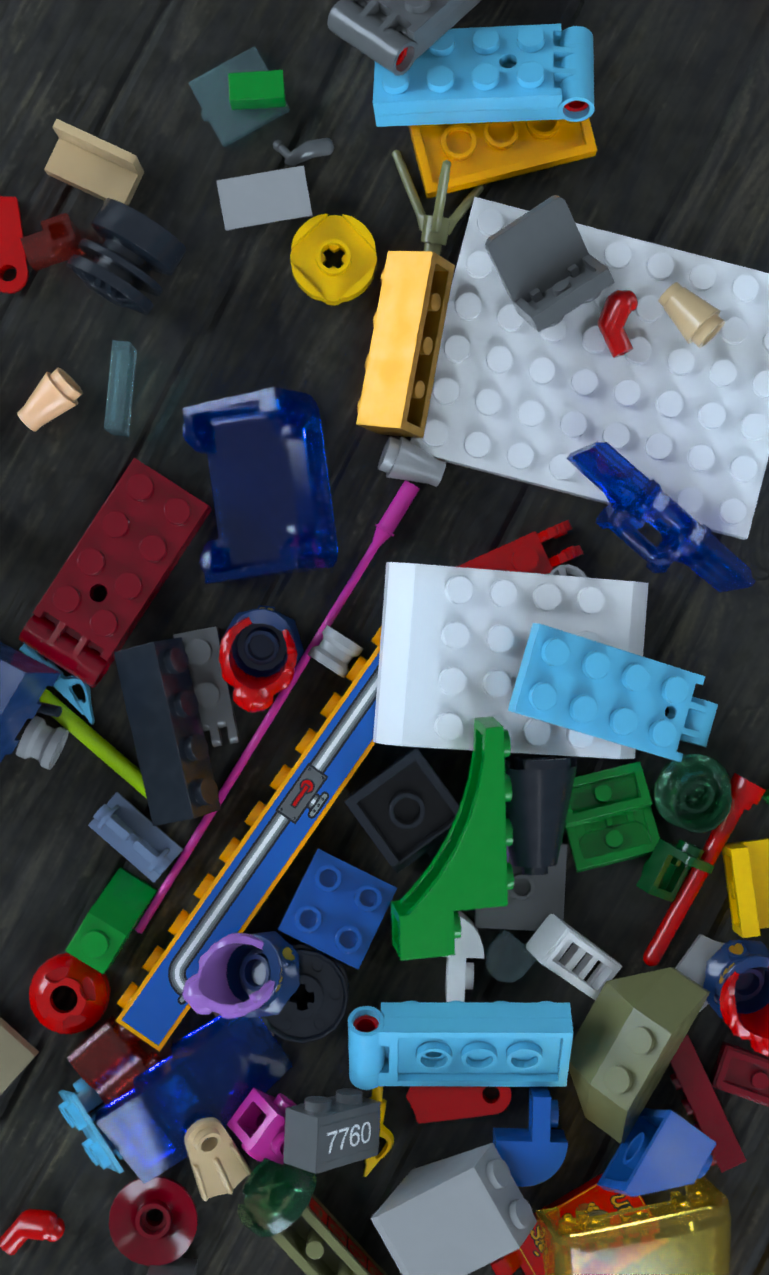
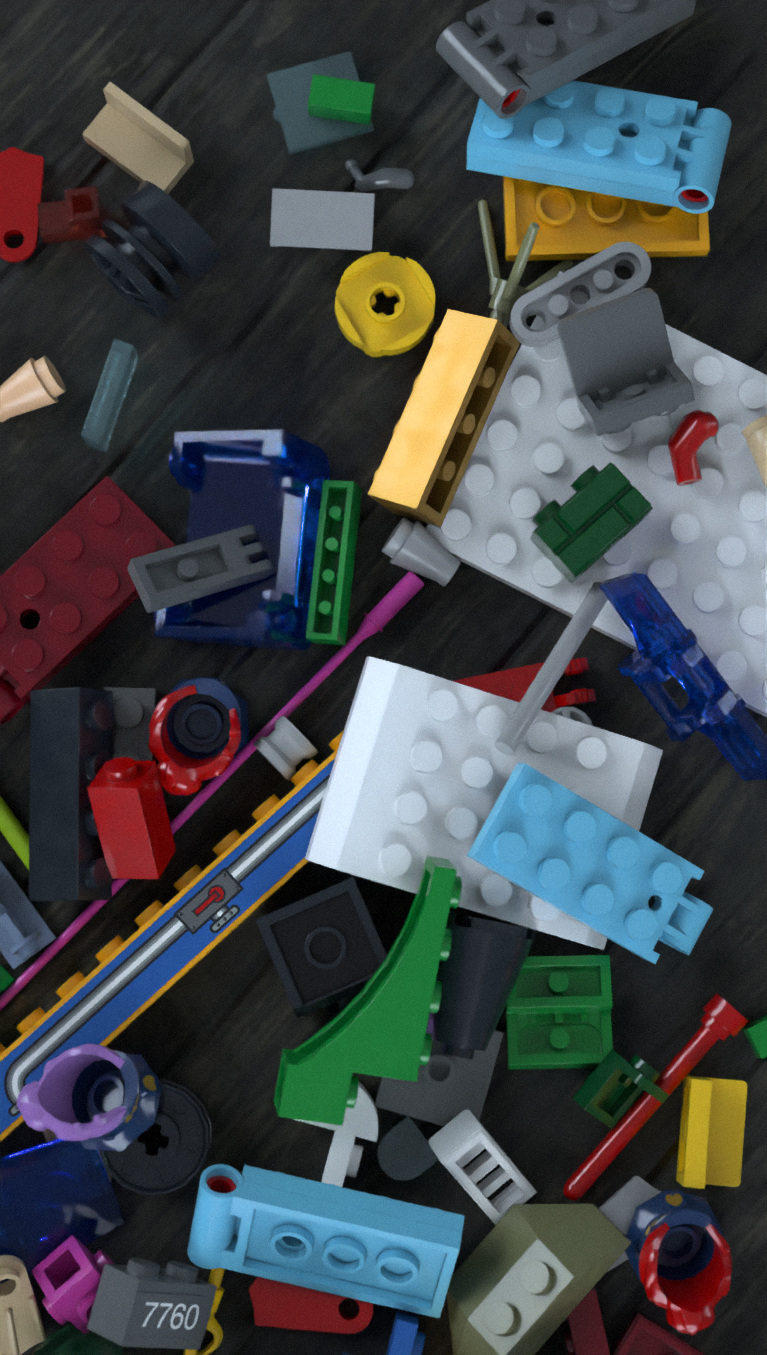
camera: 10 degrees right, 5 degrees down
(222, 740) = (132, 819): none -> red brick
(229, 518) = (199, 568): none -> dark grey hinge
(337, 909) = (218, 1046): blue plate -> none
(340, 487) = (334, 562): none -> green piece
(504, 196) = (591, 276): none -> light grey plate
(543, 539) = (551, 671): none -> light grey bar
(547, 406) = (589, 521): none -> dark green brick
(693, 793) = (662, 1004): clear green piece -> none

